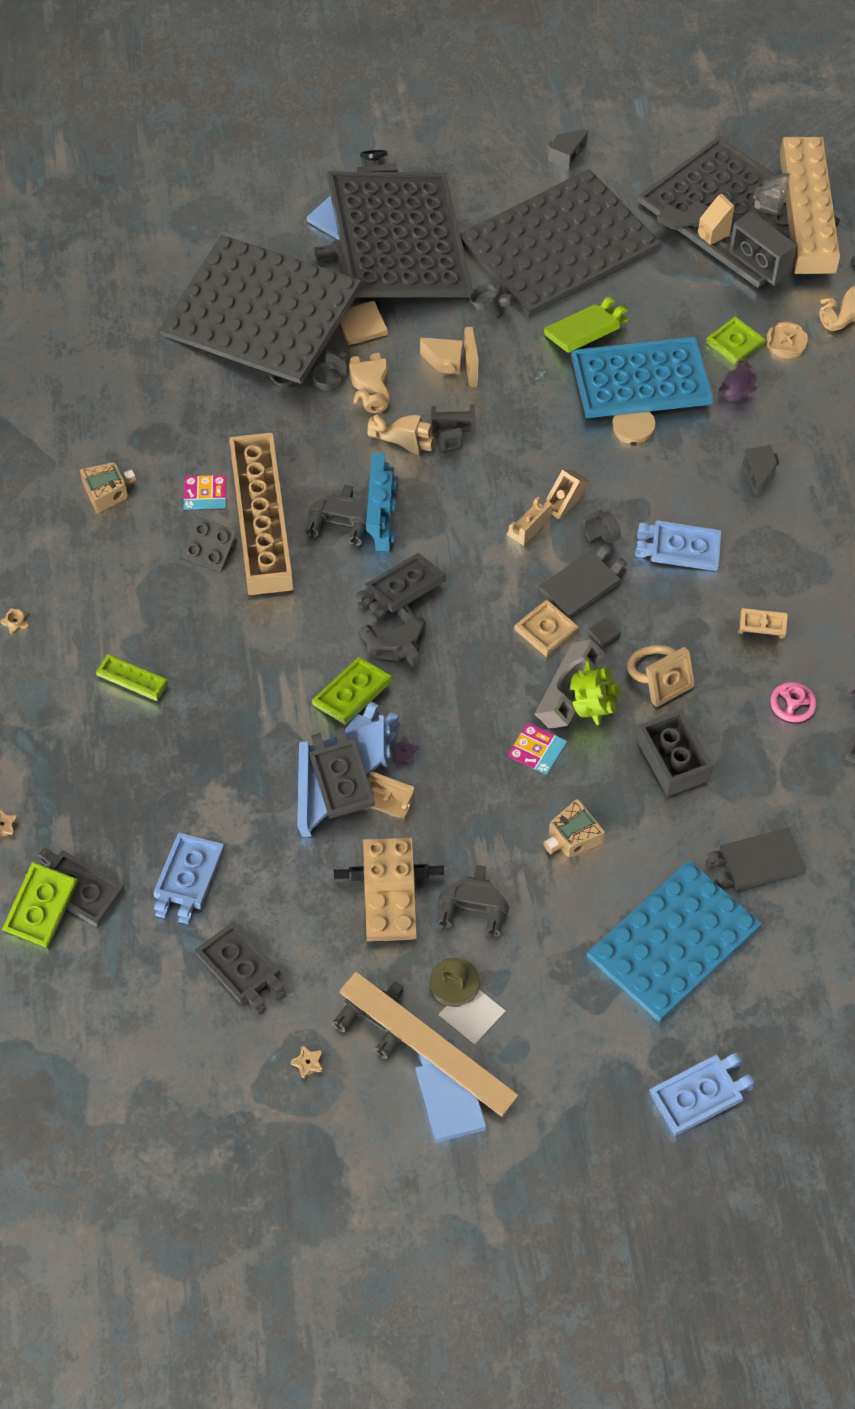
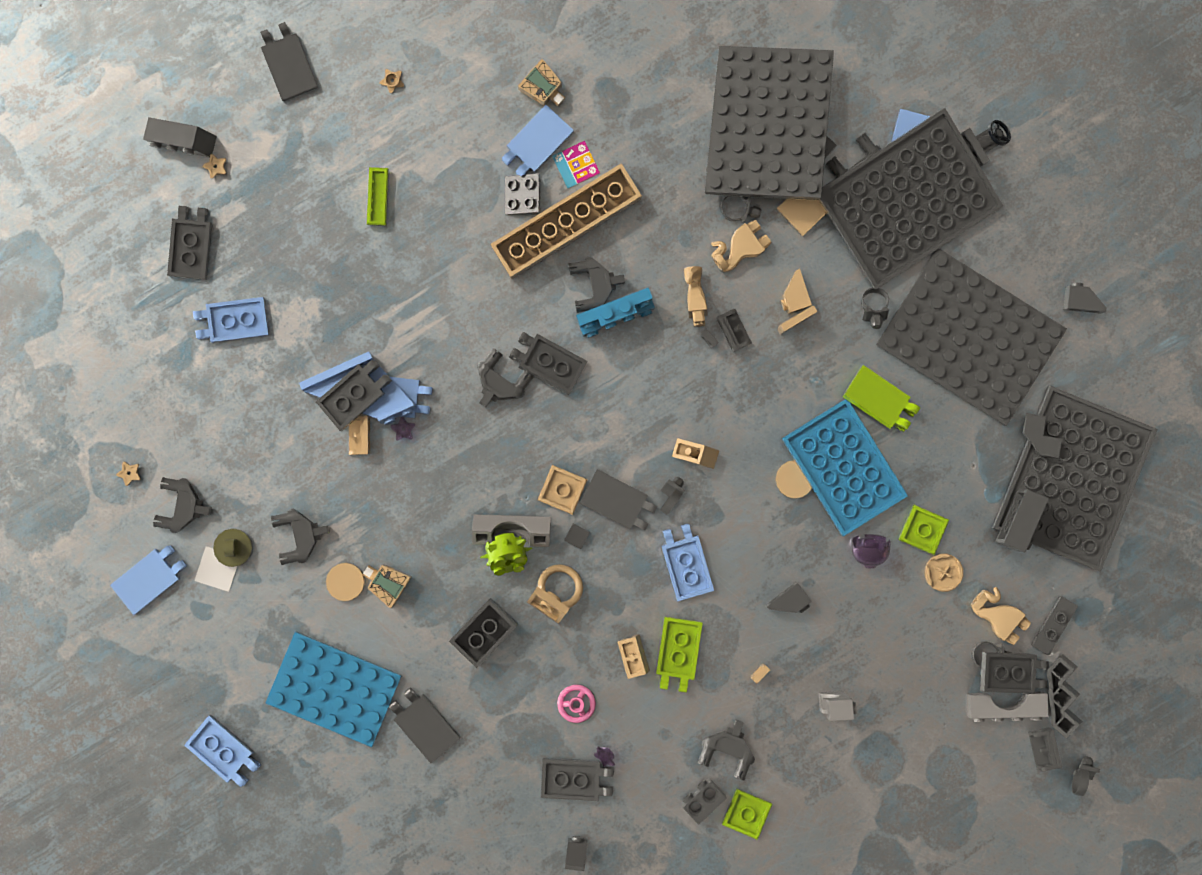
camera: 65 degrees right, 30 degrees up
(40, 905) = (161, 229): lime tile -> none
(160, 513) = (537, 141): none -> light blue tile
(241, 966) = (179, 392): dark grey tile -> none
(352, 690) = (438, 367): lime tile -> none
(389, 887) = (279, 471): tan piece -> none
(429, 1044) = (169, 552): tan tile -> none
(530, 522) = (656, 435): tan hinge -> none
(537, 748) = (452, 526): sticker -> none
(551, 877) = (345, 581): none -> tan tile
(716, 220) = (1037, 467): tan slope -> none
(772, 194) = (1094, 503): clear slope -> none
(776, 586) = (678, 651): none -> lime tile
(810, 205) = (1099, 540): tan brick -> none
(829, 520) = (760, 673): none -> tan tile

